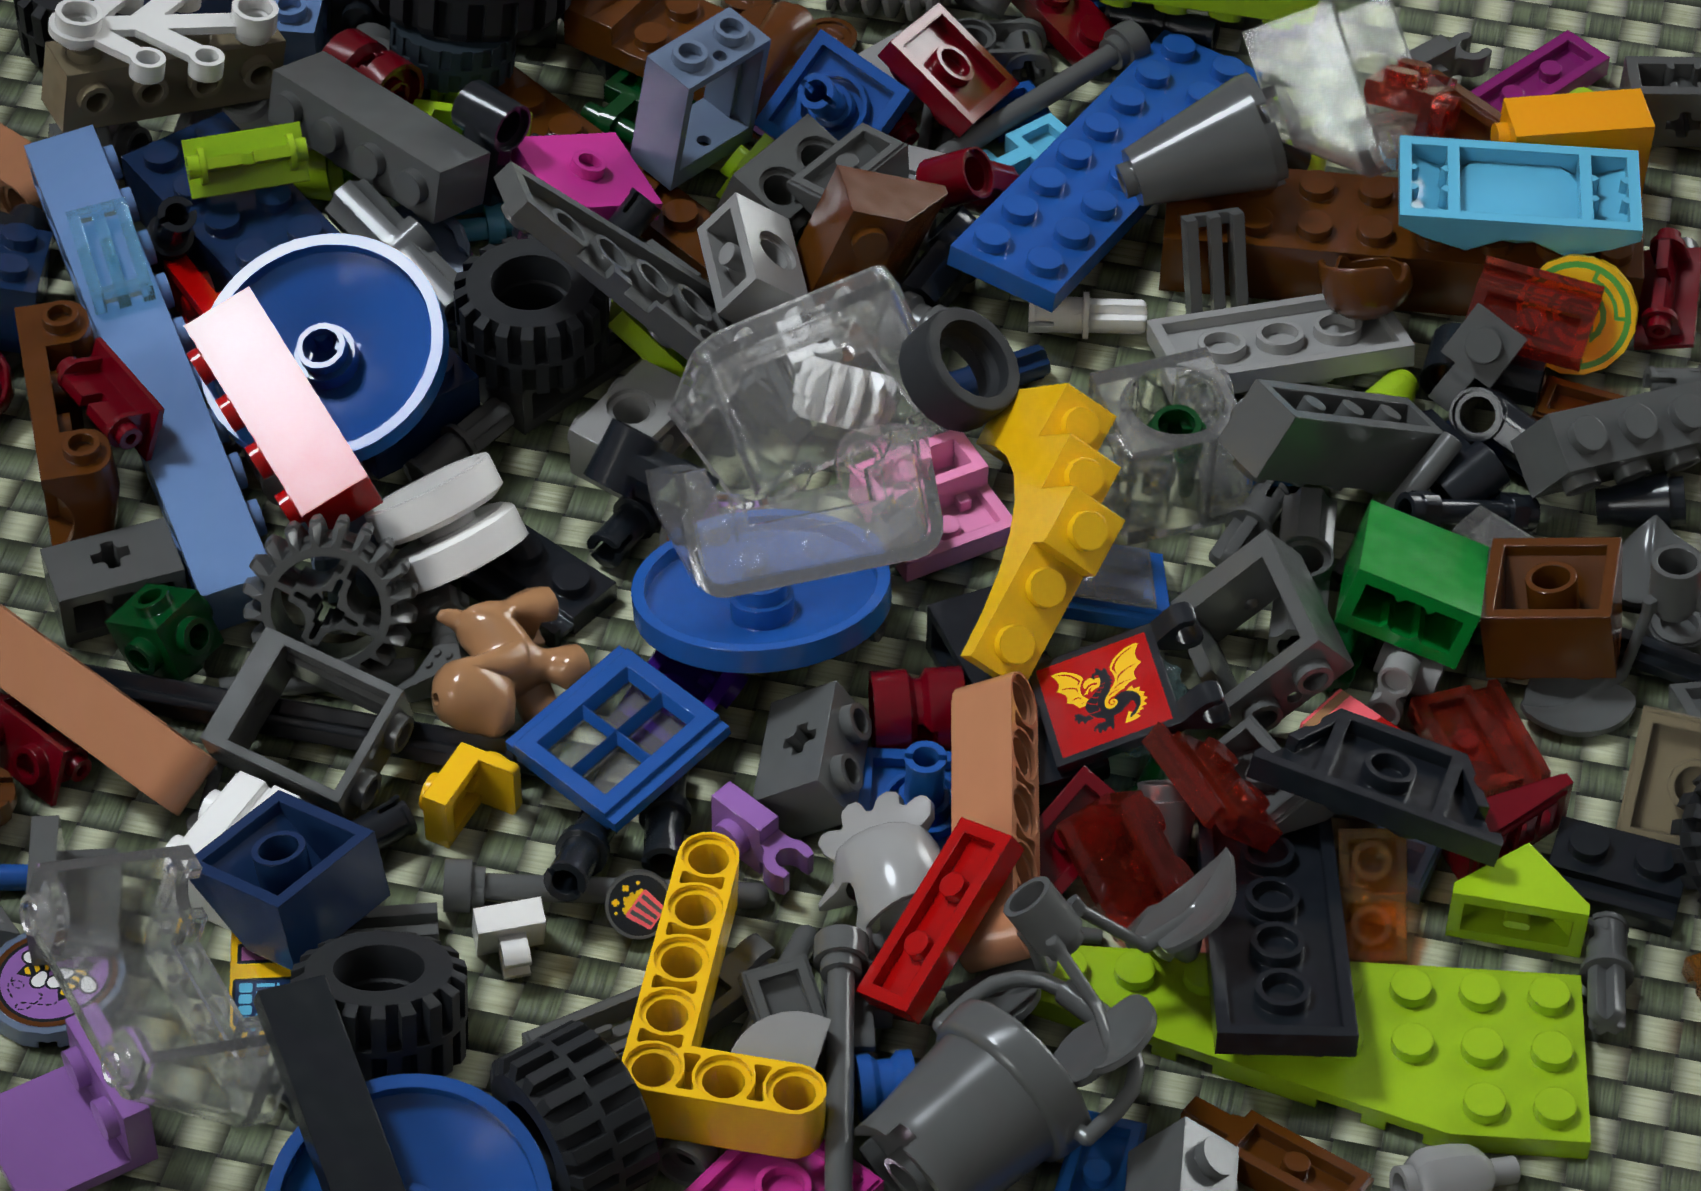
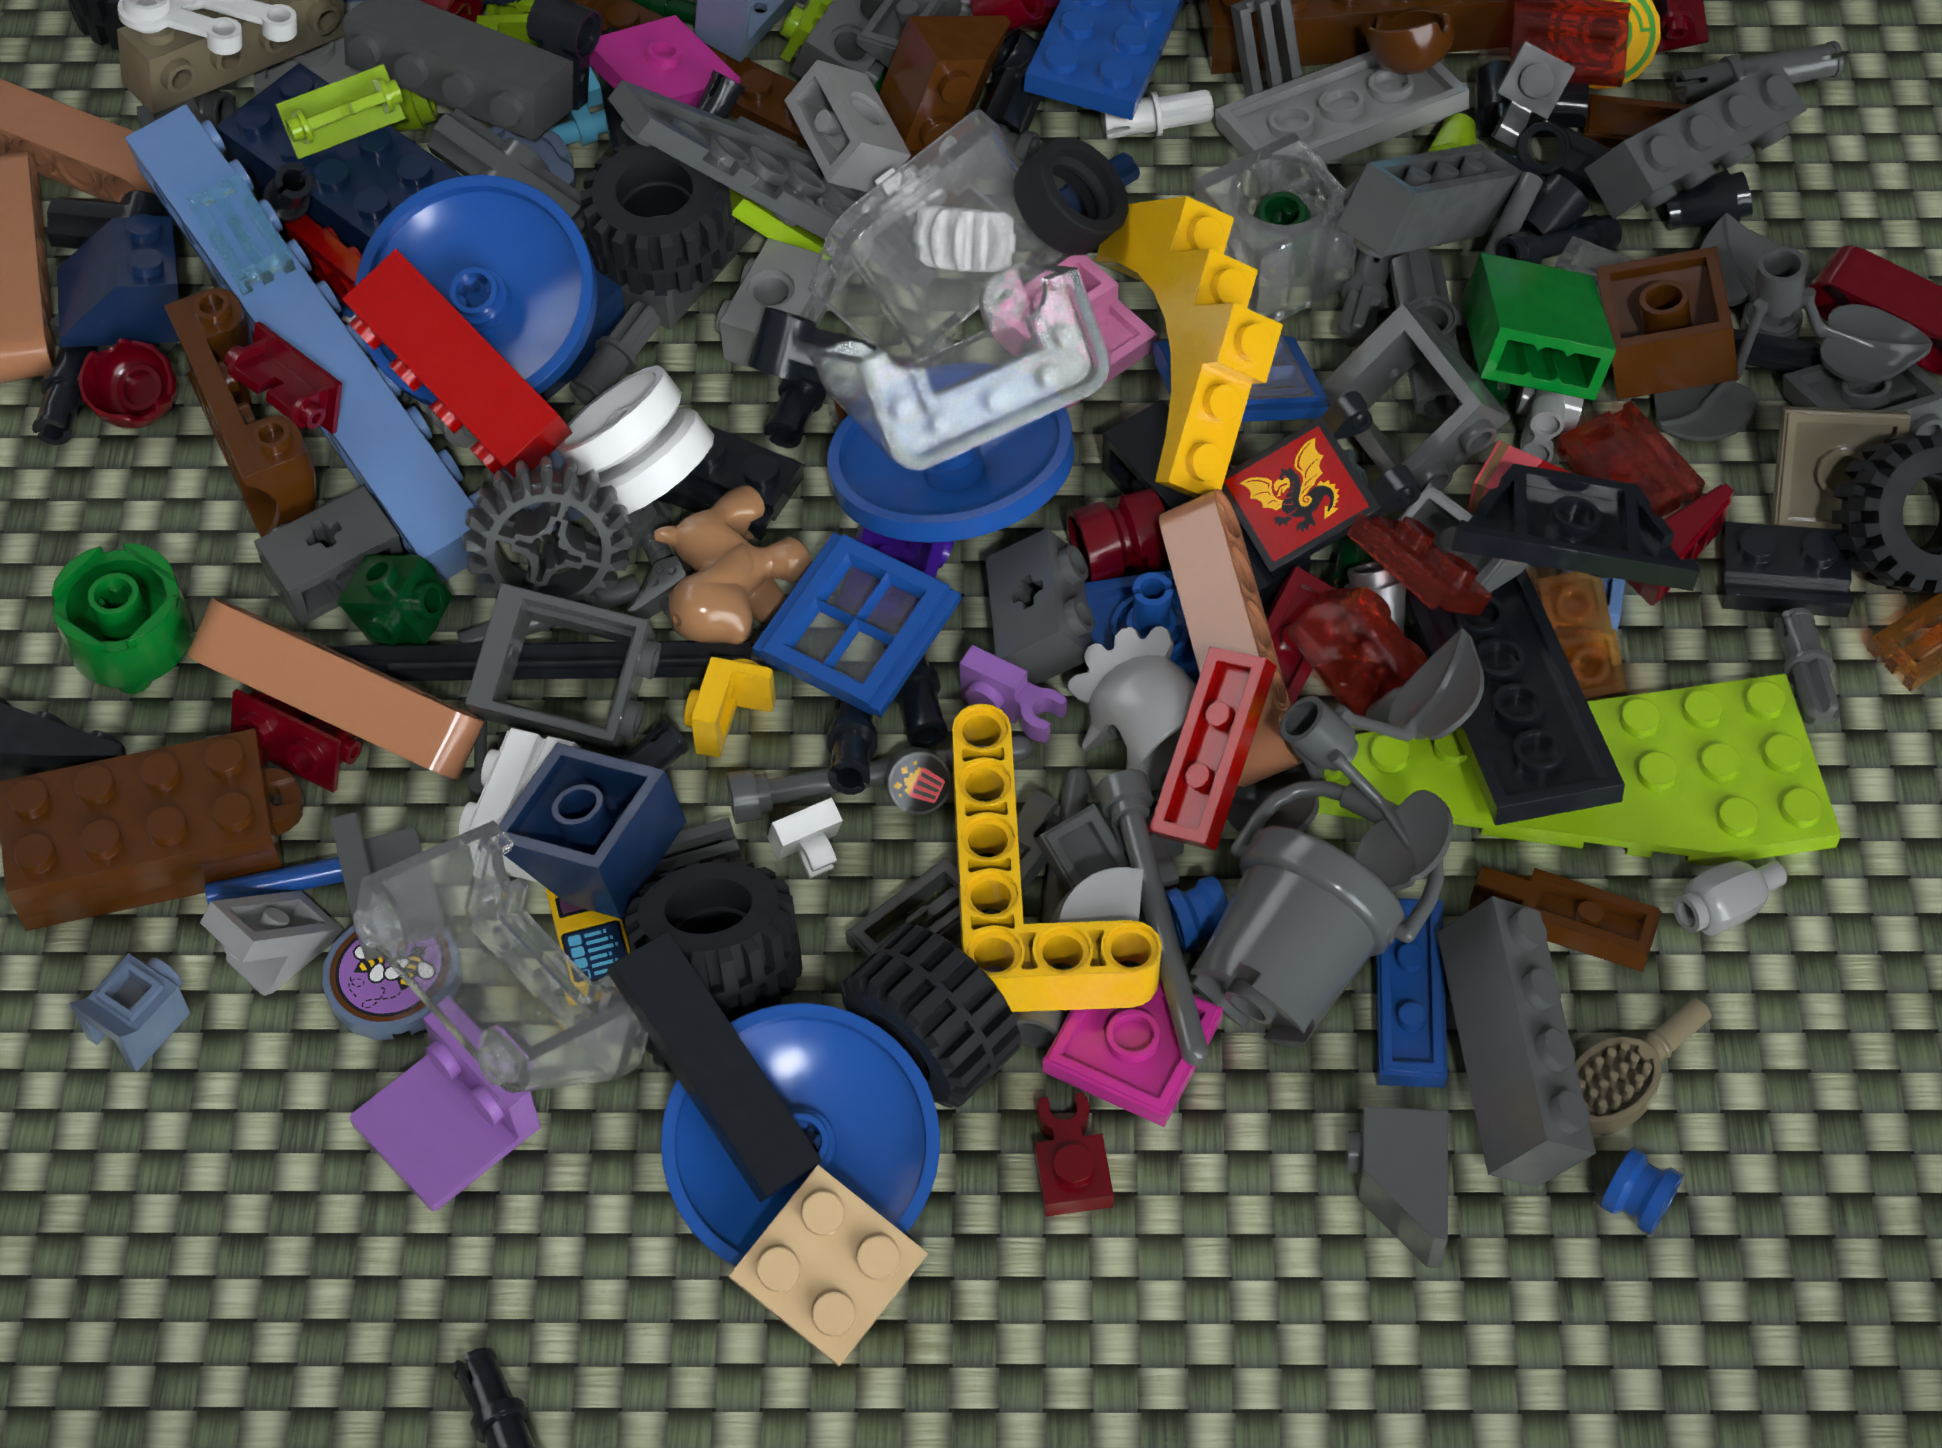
camera: 10 degrees left, 10 degrees up
(1519, 906) = (1717, 618): lime slope -> none

